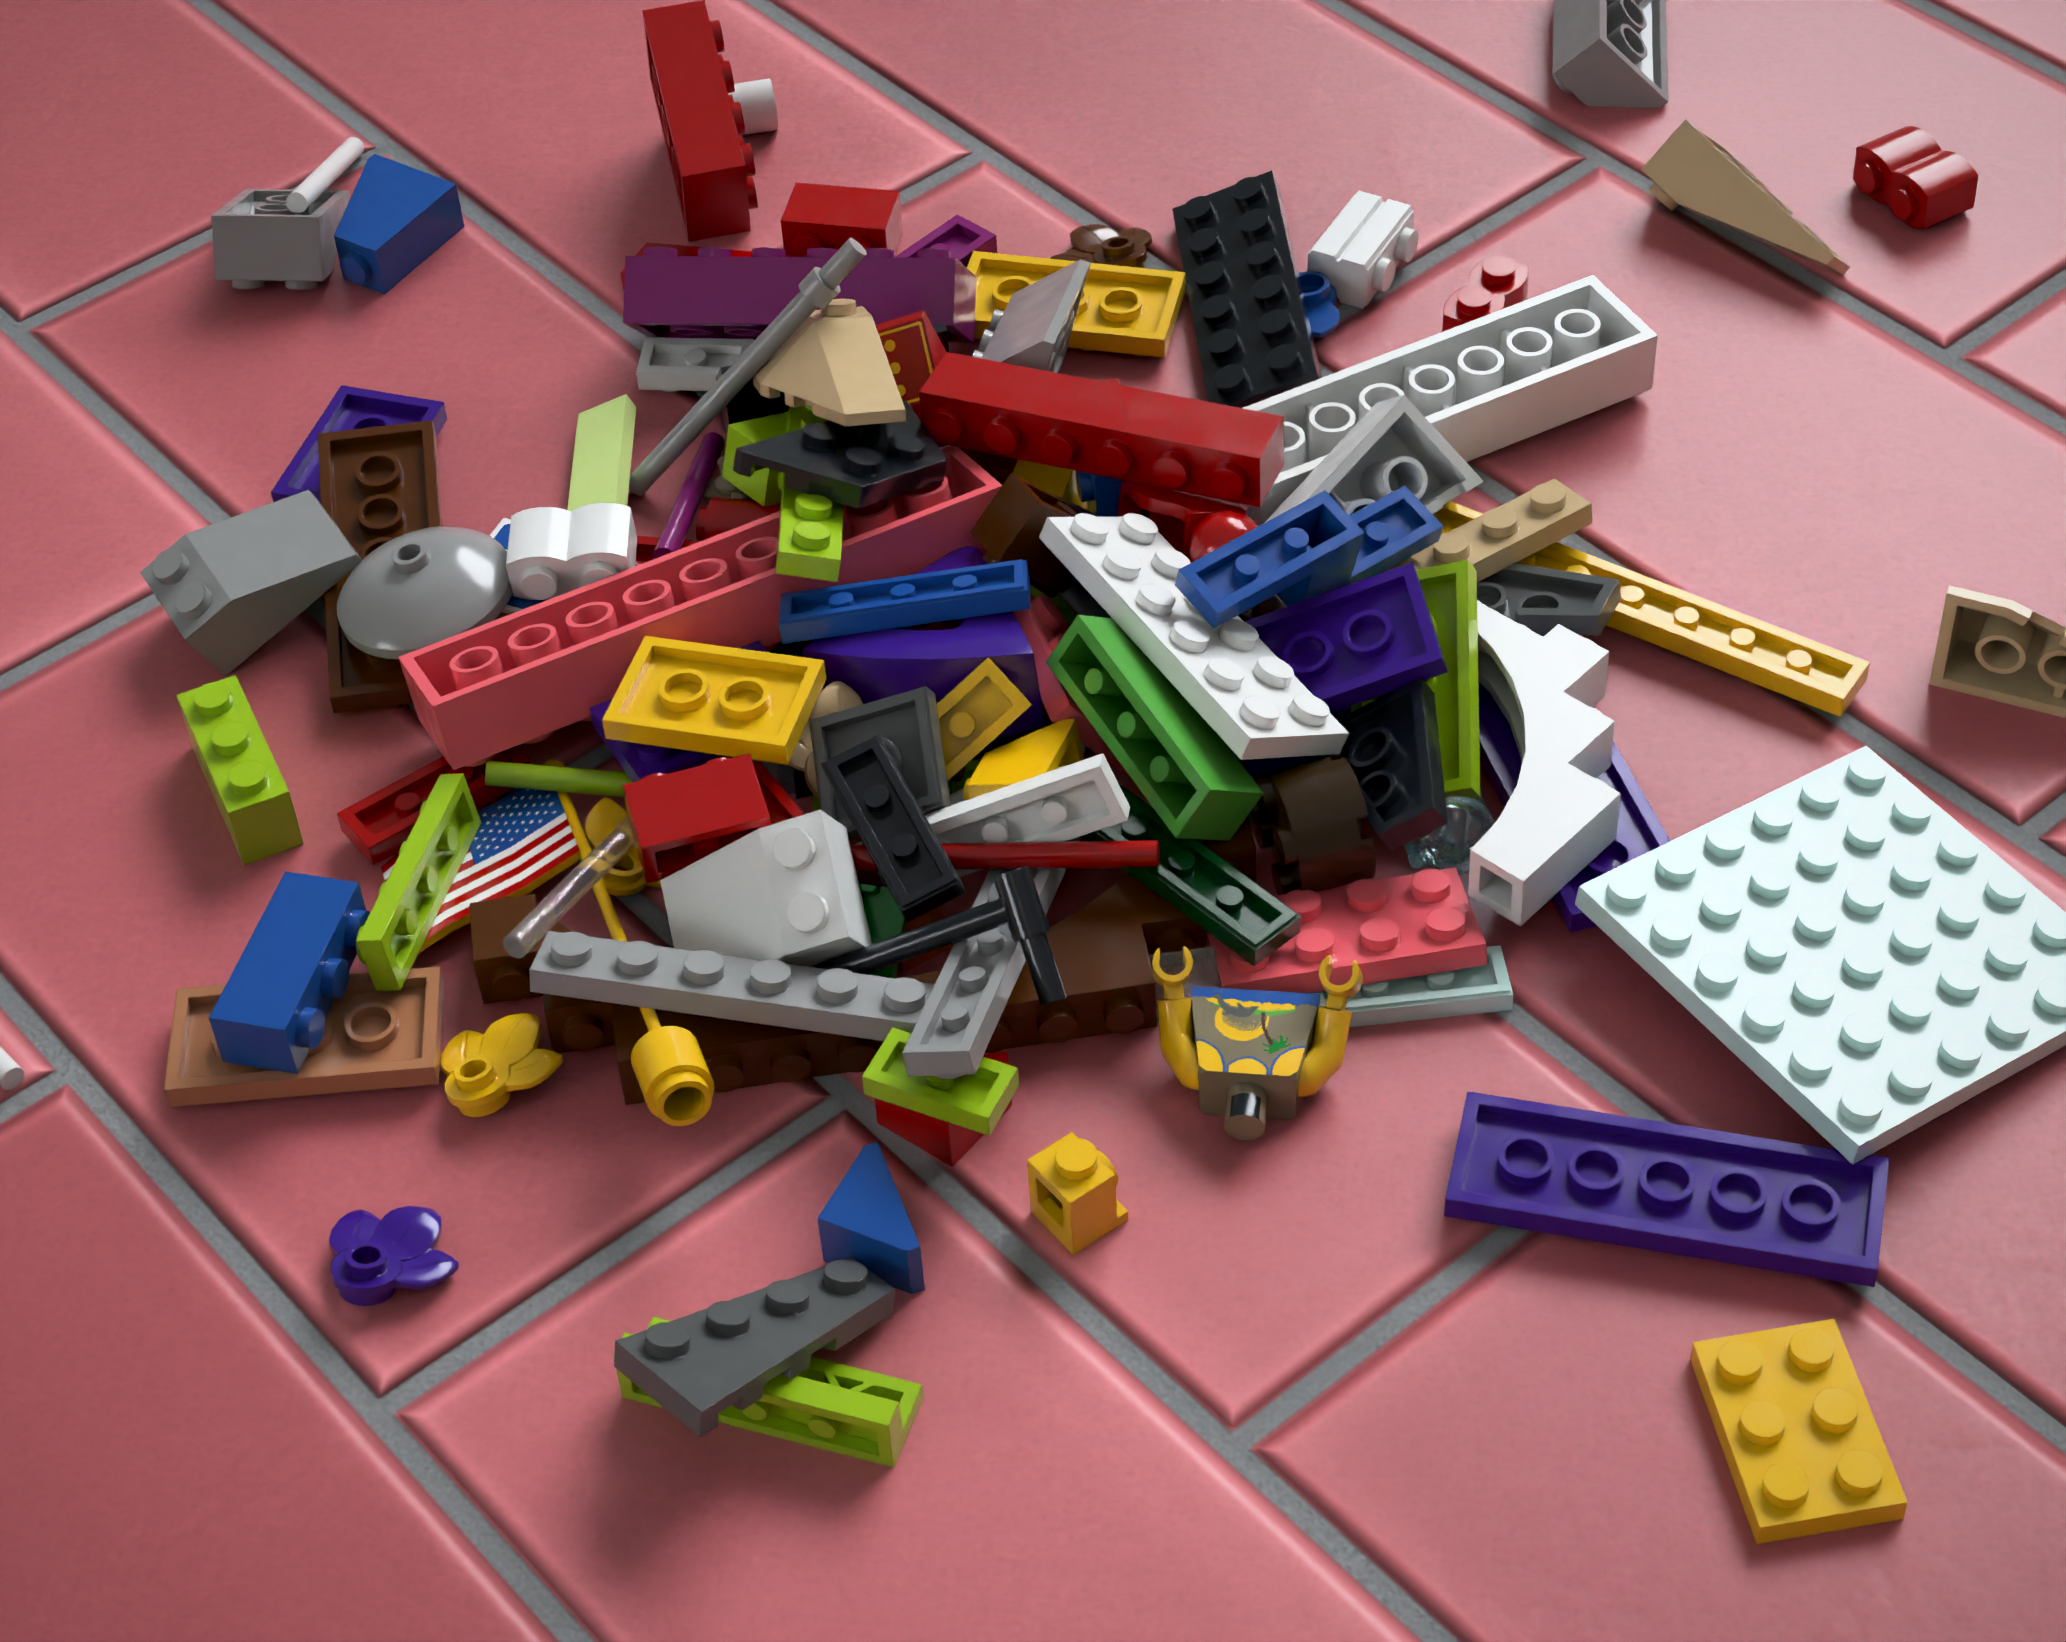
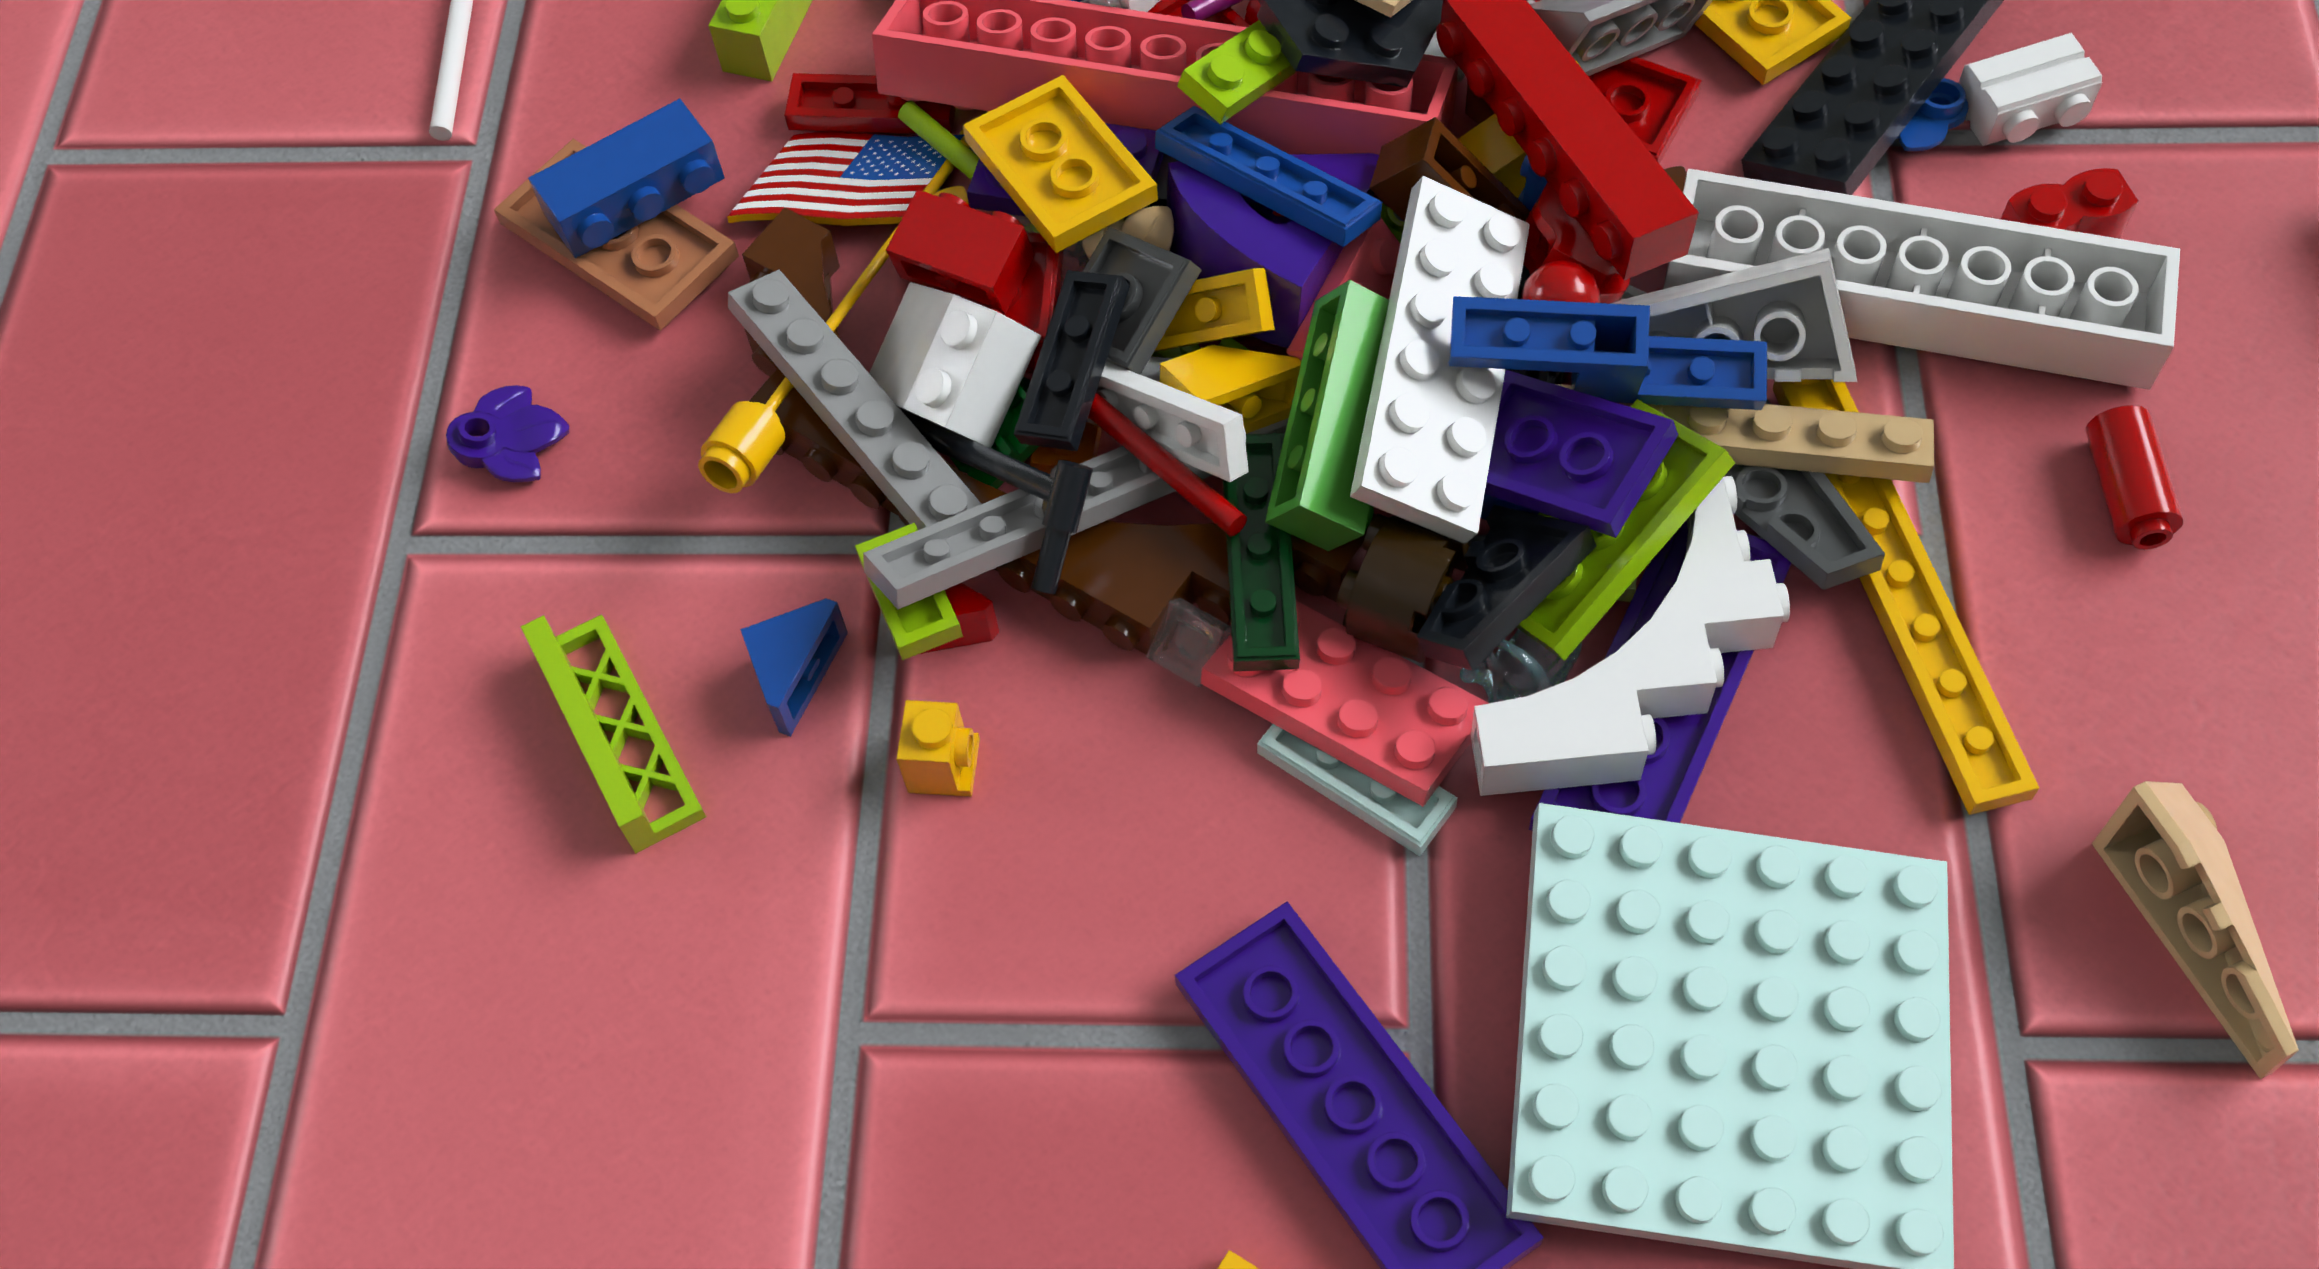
camera: 45 degrees right, 15 degrees up
(418, 883) = (774, 166): lime plate -> none
(491, 1065) = (698, 344): yellow plate -> none
(569, 891) = (827, 250): clear bar -> none
(740, 1344) = (579, 684): dark grey wing -> none
(1252, 1049) = (1175, 733): torso -> none
(1708, 442) = (2134, 476): none -> red brick

